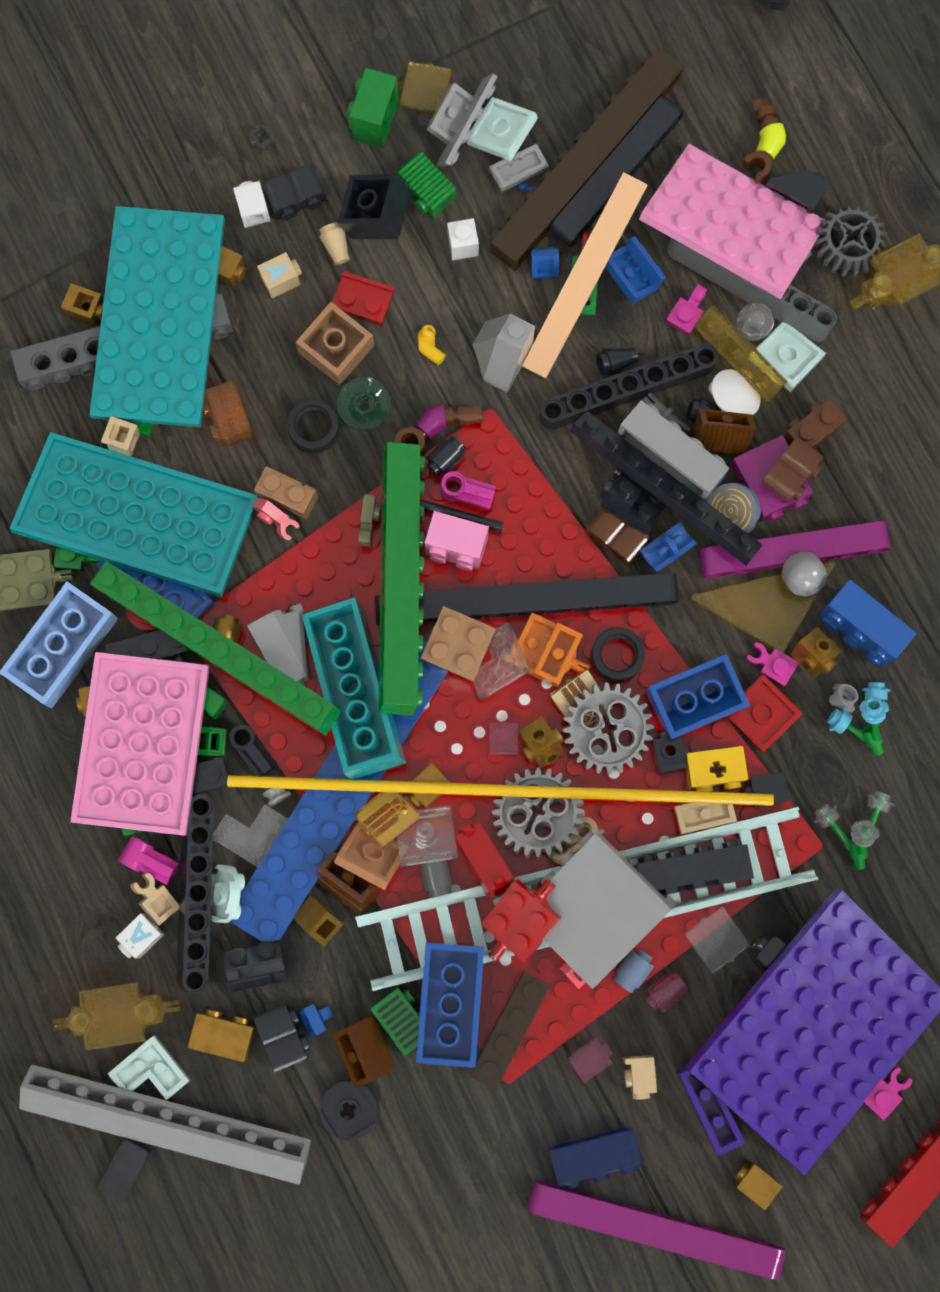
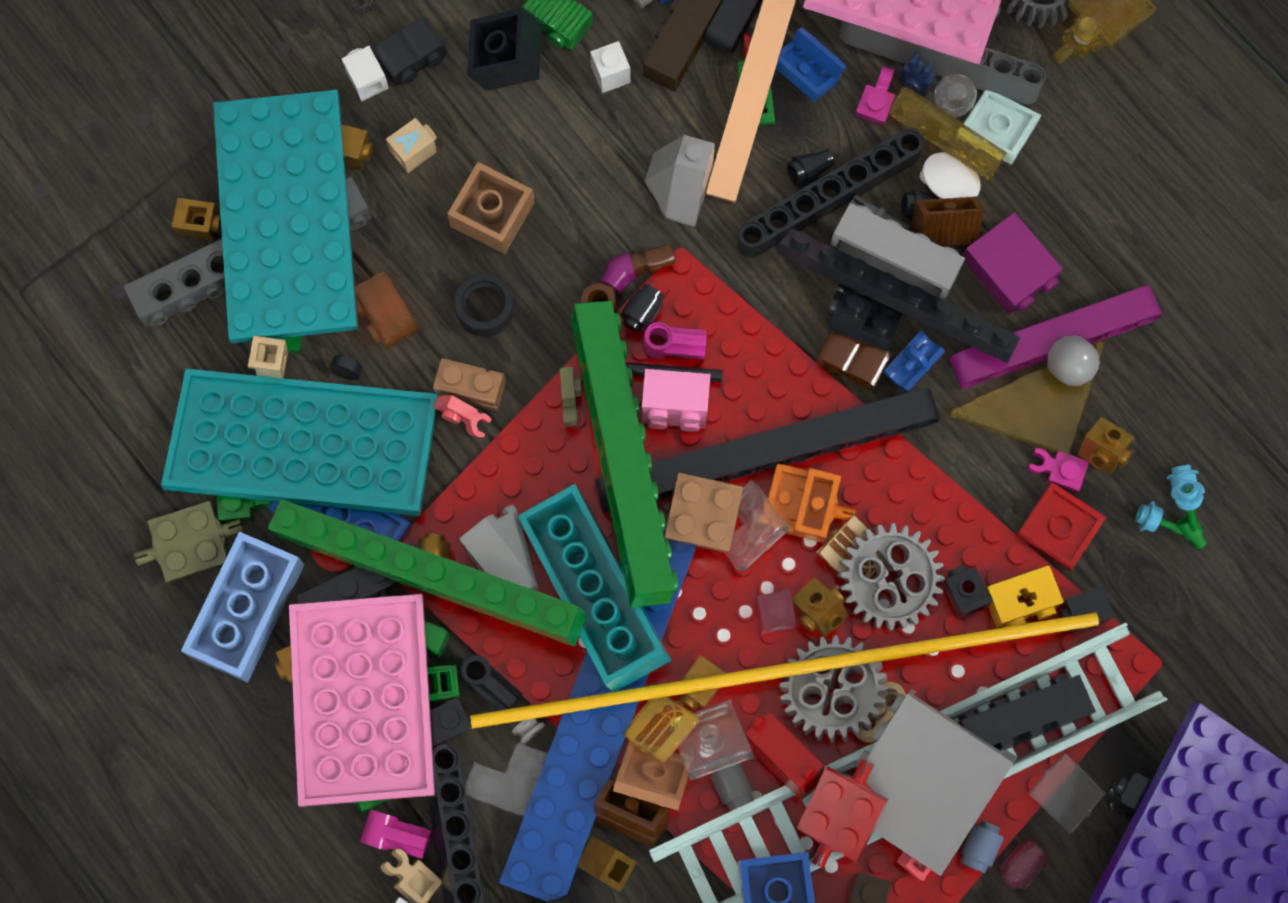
camera: 10 degrees left, 5 degrees down
(185, 457) = (346, 367): none -> black tile
(226, 894) = (494, 854): light aqua plate -> none
(335, 242) = (467, 97): tan cone -> none
(363, 298) = (512, 152): red plate -> none
(363, 391) = (532, 255): clear green dish -> none
(427, 347) = (594, 191): yellow arm -> none
(545, 262) = (707, 75): blue tile -> none
(617, 633) = (884, 467): black tyre -> none
(697, 697) = (985, 520): blue slope -> none
(701, 816) = (1020, 654): tan plate -> none
(726, 298) = (918, 75): none -> dark blue plate
(737, 504) = (981, 297): tile -> none
(792, 470) = (1035, 248): reddish brown brick -> none
(818, 425) = (1048, 199): reddish brown brick -> none
(844, 697) = (1148, 489): light grey plate -> none
(862, 832) = (1207, 635): clear plant -> none
(866, 624) = (1155, 403): blue brick -> none

